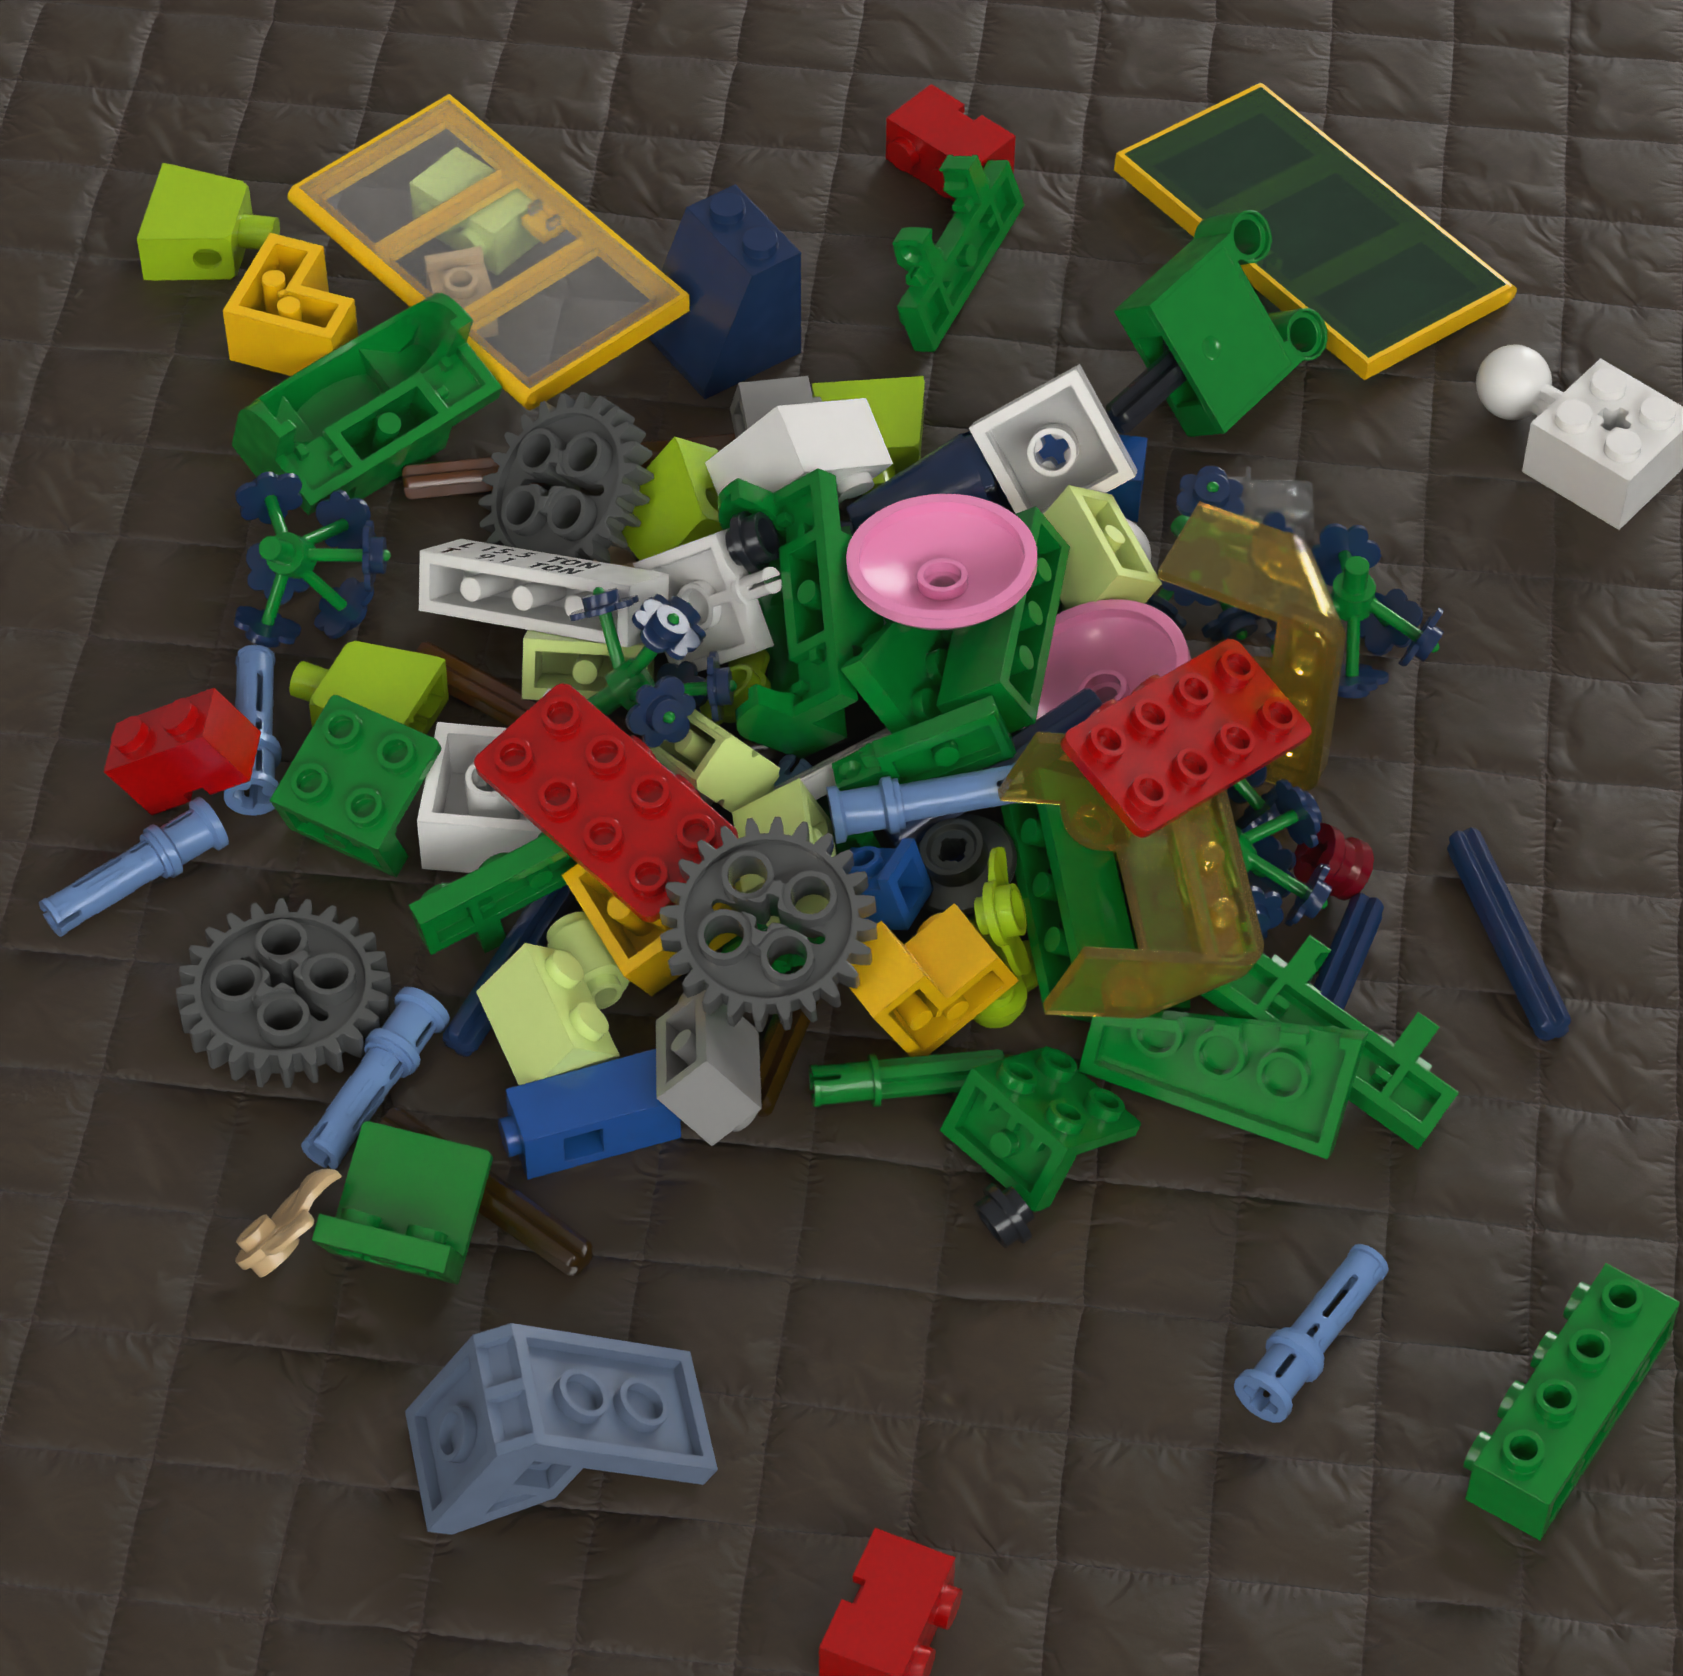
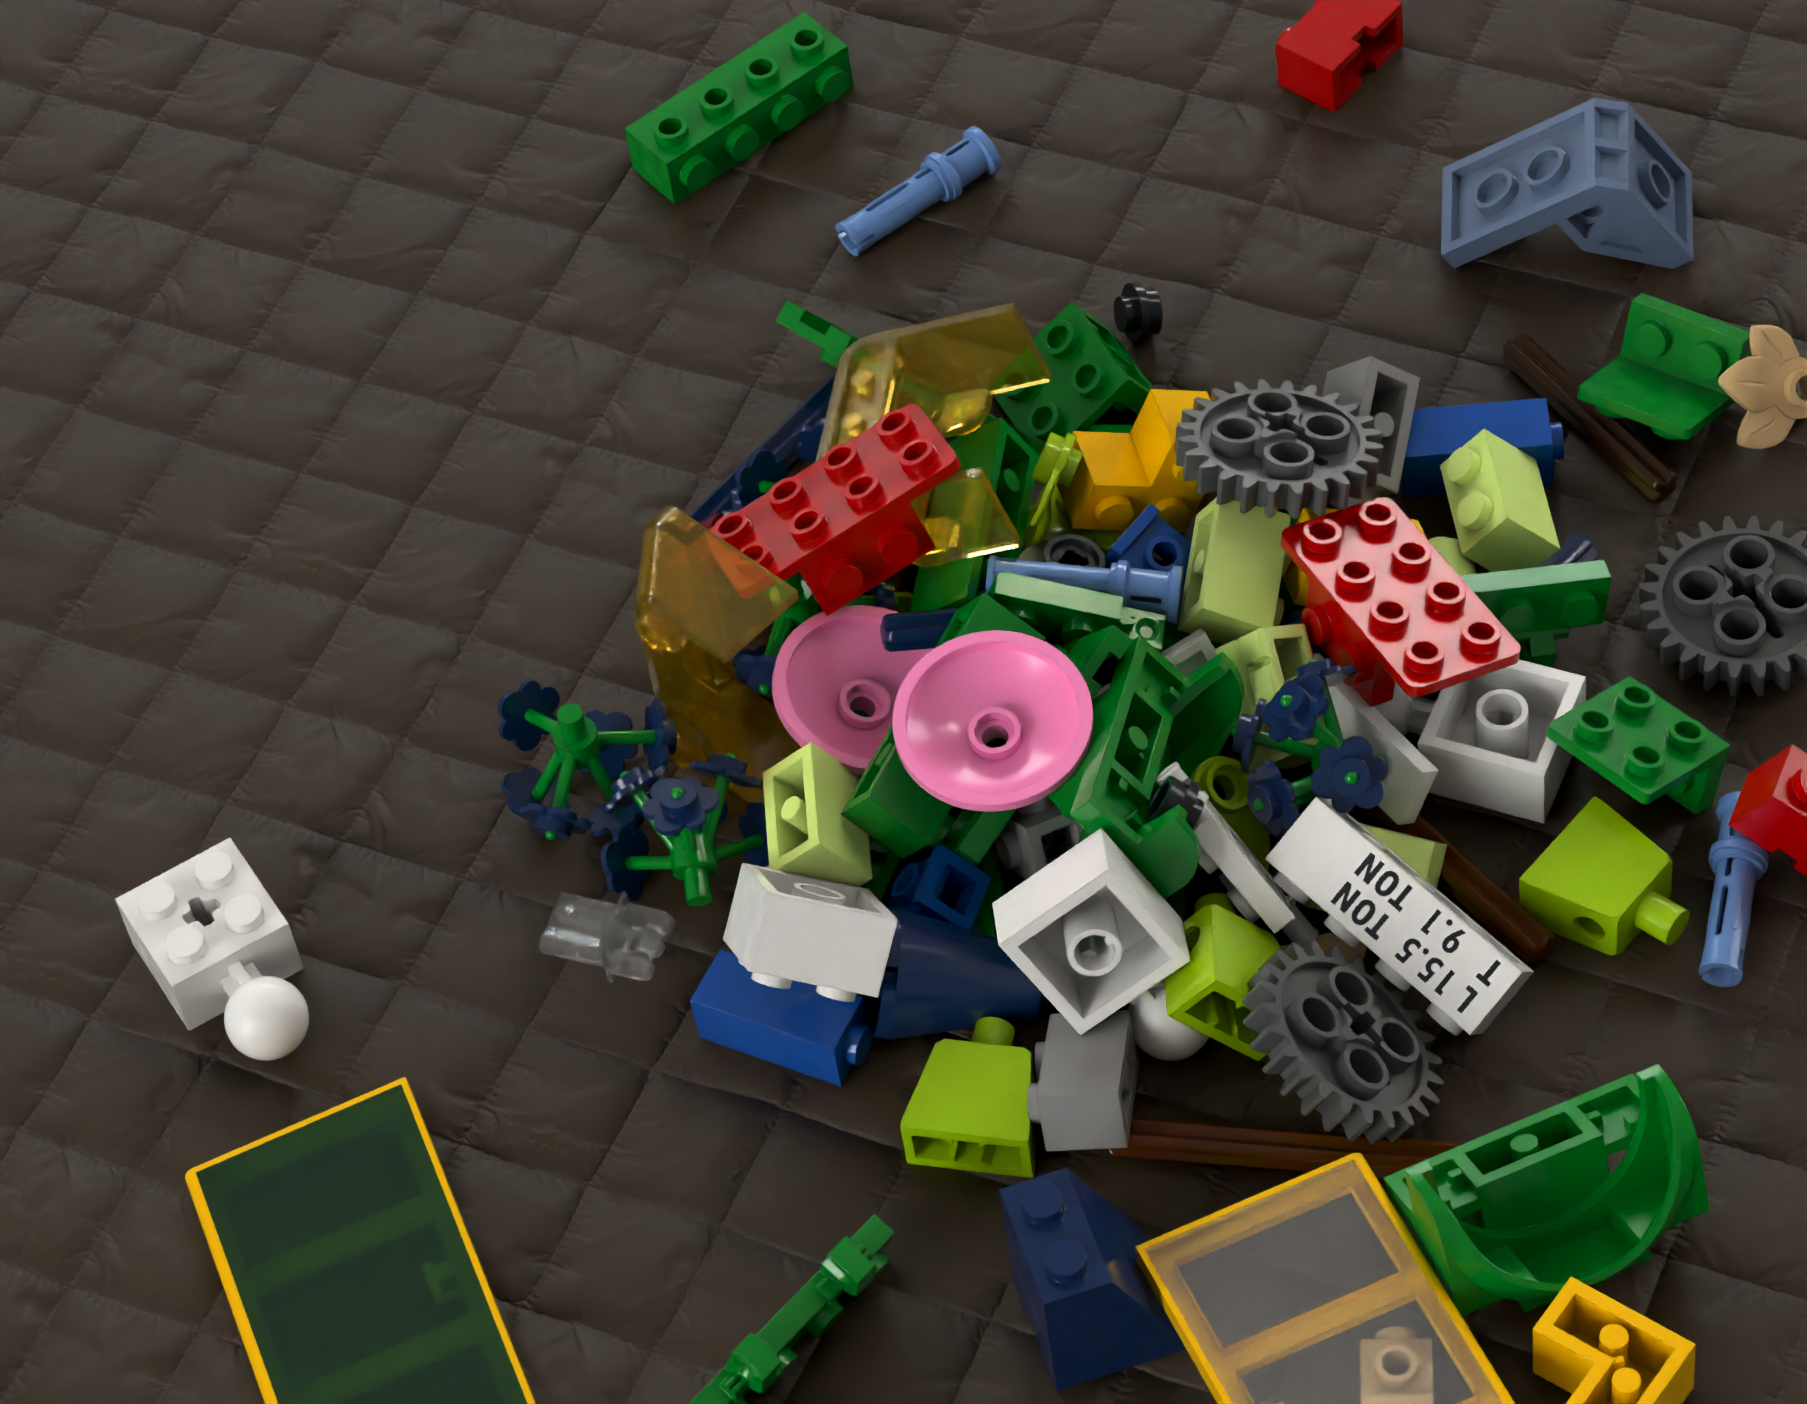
camera: 155 degrees left, 0 degrees up
(287, 560) = (1669, 990): dark blue plant -> none
(390, 1055) = (1649, 530): medium blue pin -> none
(1208, 333) = (573, 1091): green piece -> none
(1391, 1077) = (767, 358): green hinge -> none
(1509, 934) = (586, 486): dark blue axle -> none

